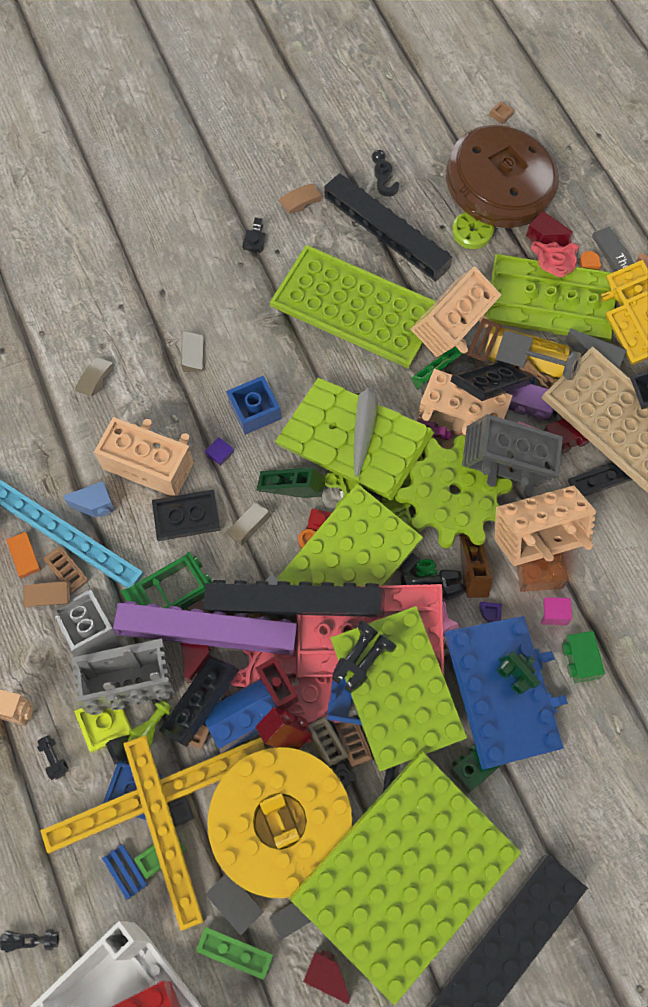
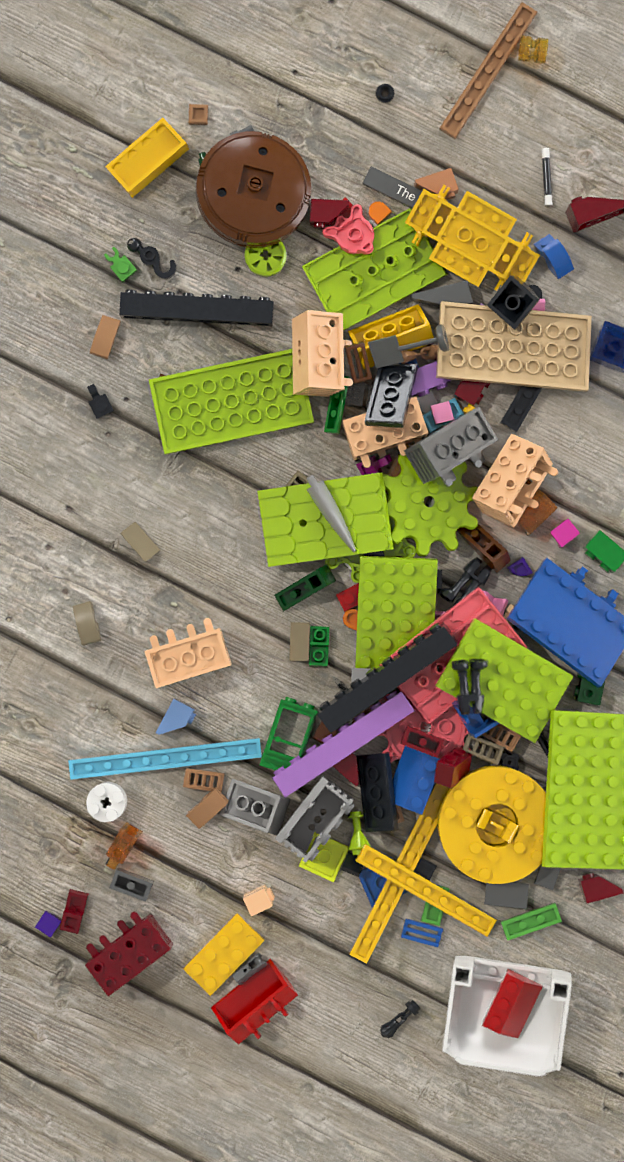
camera: 40 degrees left, 20 degrees up
(23, 555) = (162, 794): orange tile -> none
(57, 767) = (321, 910): black bar -> none
(185, 515) = (251, 672): black plate -> none
(219, 451) = (231, 604): dark purple tile -> none
(254, 405) = (228, 550): blue brick -> none
(262, 538) = (319, 646): none -> green slope
(356, 164) = (122, 266): none -> bright green plate
(426, 568) = (451, 573): green plate -> none
(439, 113) = (147, 157): none -> yellow slope
(521, 669) = (572, 601): dark green hips -> none

